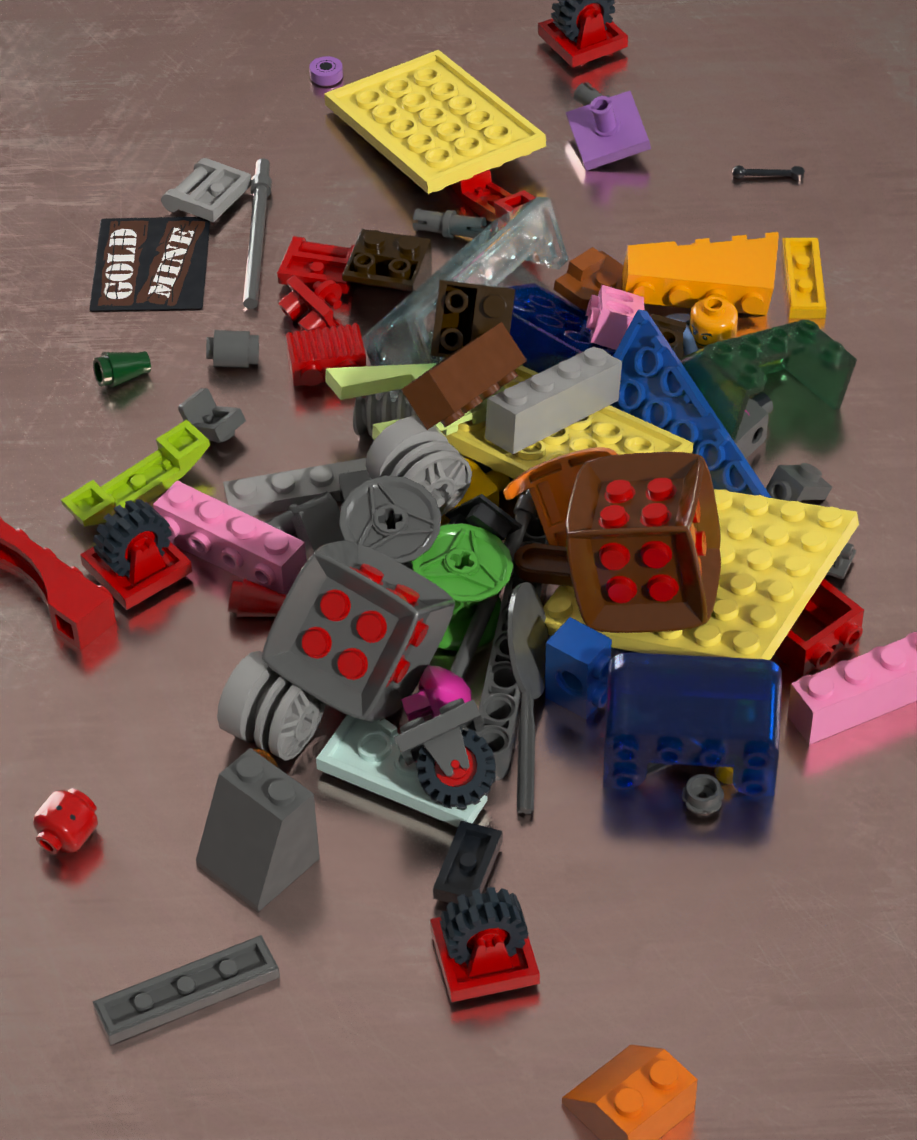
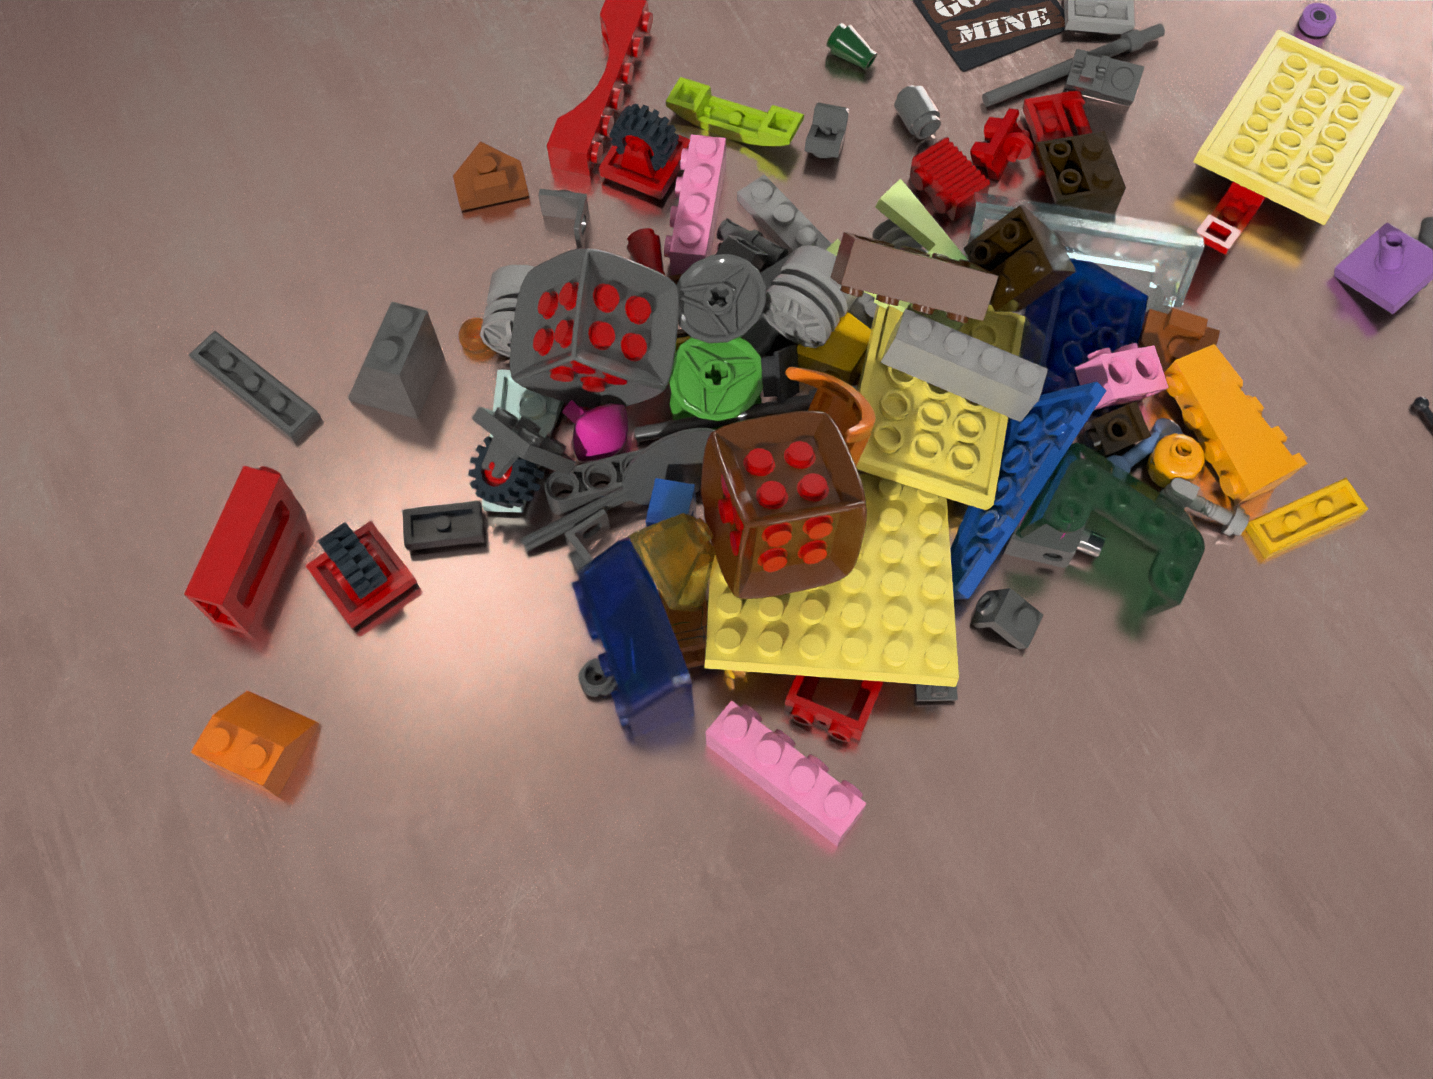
camera: 65 degrees right, 20 degrees up
(62, 700) = (489, 178): none -> dark orange plate
(65, 821) = (363, 233): red head -> none
(158, 635) = (567, 205): none -> dark grey bracket
(296, 212) = (1103, 77): none -> dark grey hinge
(409, 1027) = (244, 548): none -> red piece
(448, 223) = (1176, 196): dark grey pin -> none
(570, 759) = (576, 538): none -> dark grey bracket
(653, 632) = (678, 559): none -> clear yellow slope
(780, 315) = (1185, 495): none -> light grey hinge

